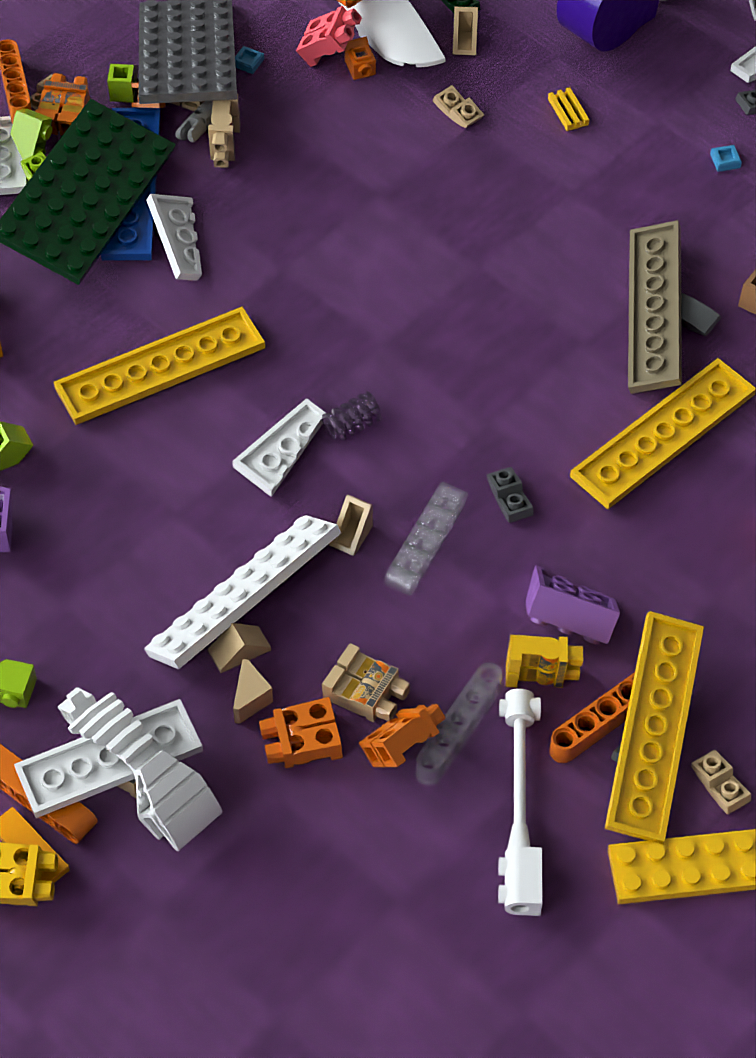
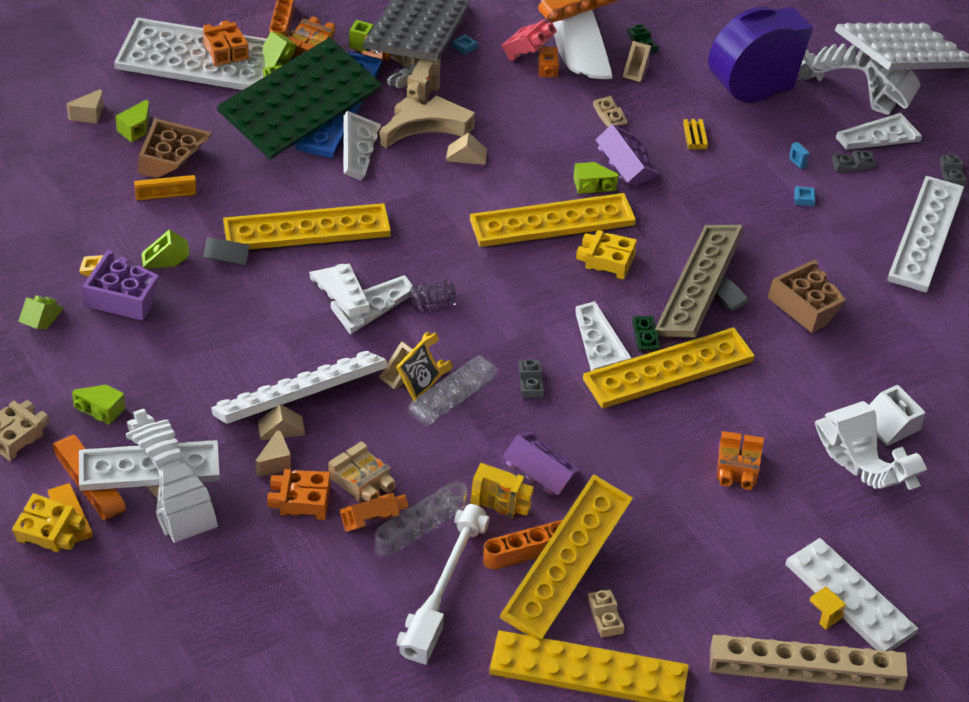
camera: 15 degrees right, 10 degrees down
(76, 427) = (226, 251): none -> dark grey slope
(240, 437) = (343, 287): none -> white wing
(254, 169) = (417, 118): none -> tan arch
(310, 205) = (467, 150): none -> tan slope
(381, 520) = (420, 369): none -> flag
(448, 272) = (552, 219): none -> yellow plate
(476, 202) = (594, 178): none -> lime slope
(504, 163) = (627, 156): none -> wedge
(534, 299) = (607, 252): none -> yellow hips
(569, 417) = (599, 338): none -> white wing
(617, 395) = (645, 333): none -> dark green slope
(700, 106) = (799, 155): none -> dark azure tile

